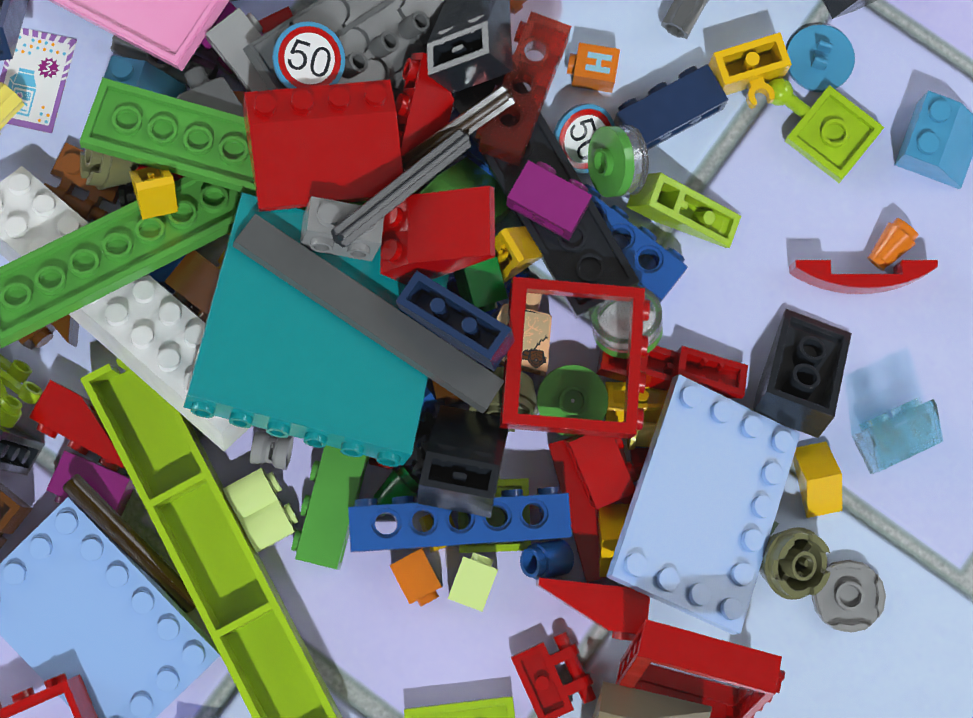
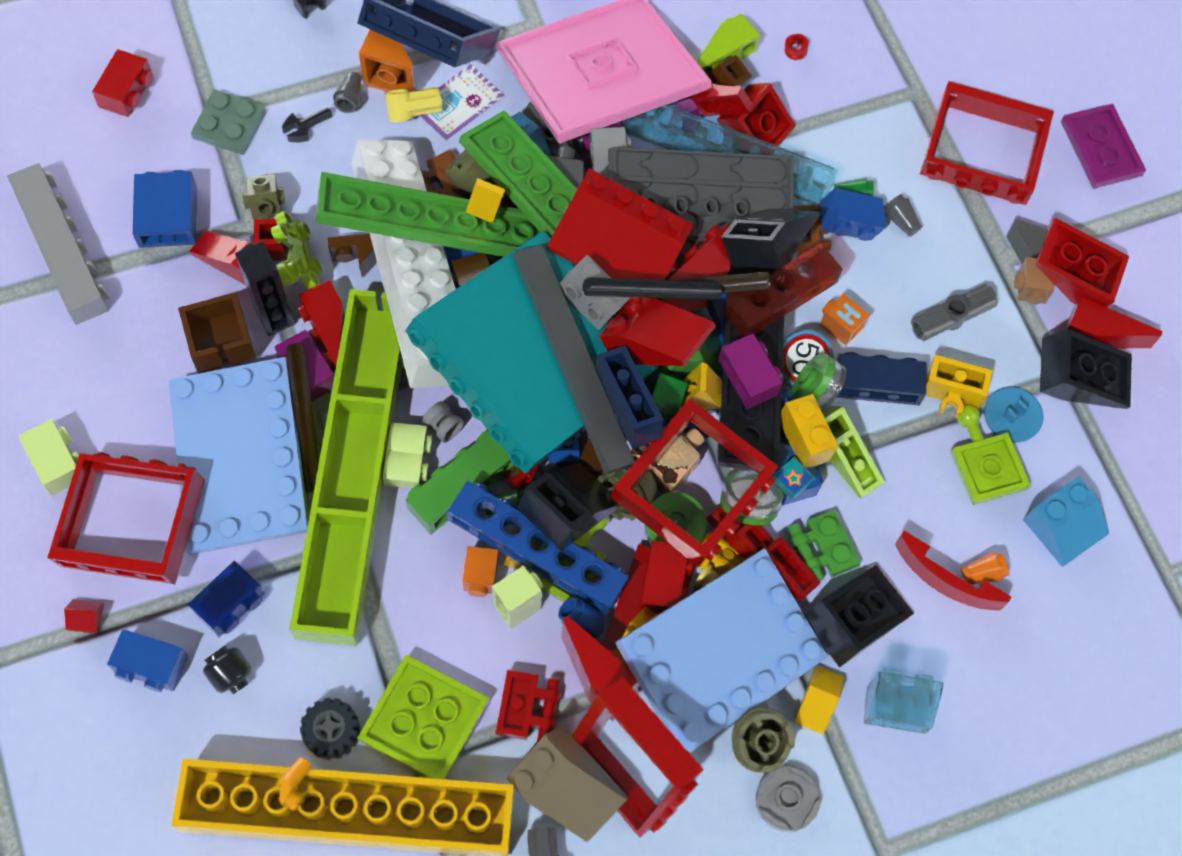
camera: 30 degrees right, 15 degrees down
(308, 56) = (649, 176): piece -> none
(643, 223) = (808, 431): none -> yellow brick
(659, 279) = (793, 478): none -> tile
(730, 314) = (831, 541): none -> bright green plate

